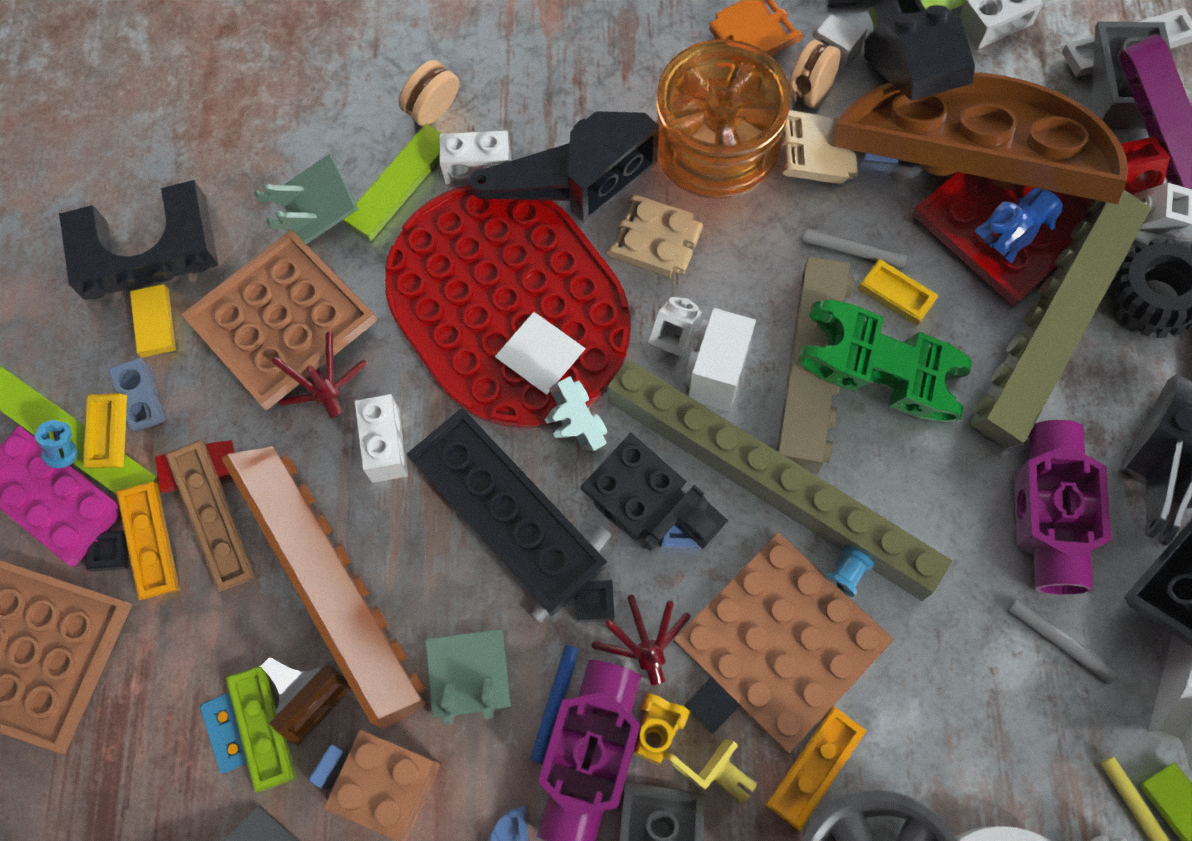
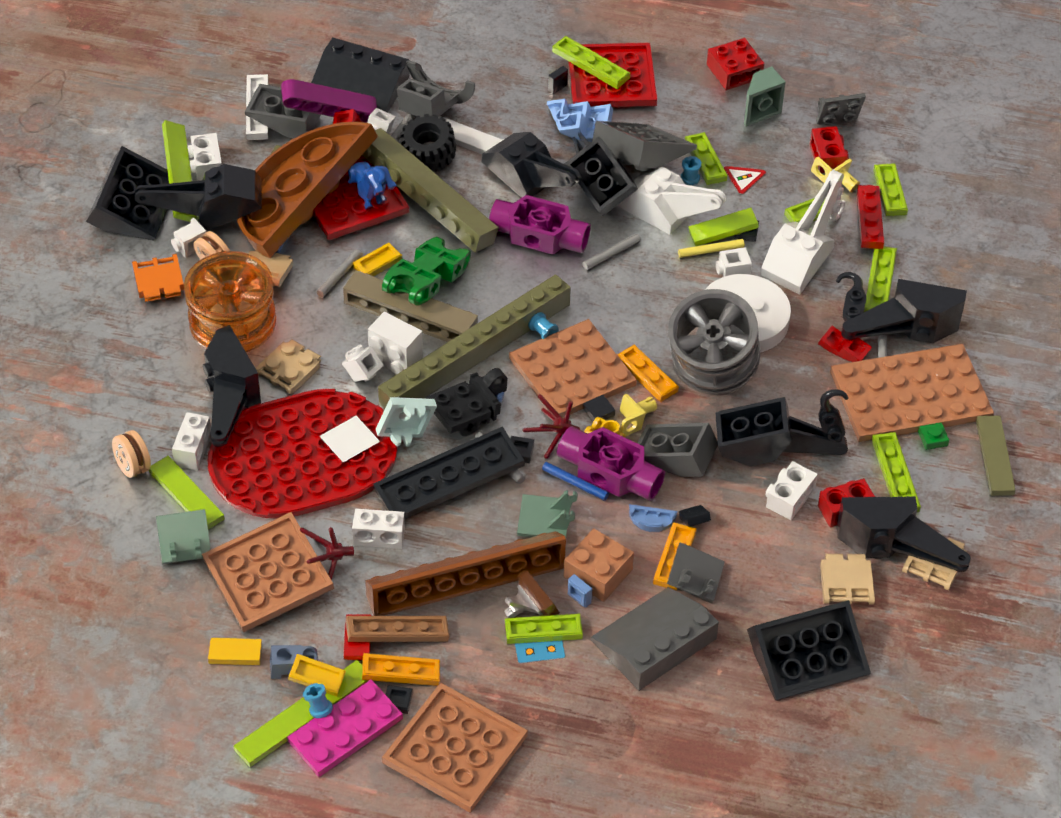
camera: 80 degrees left, 20 degrees down
(183, 248) = (180, 674): black arch -> none

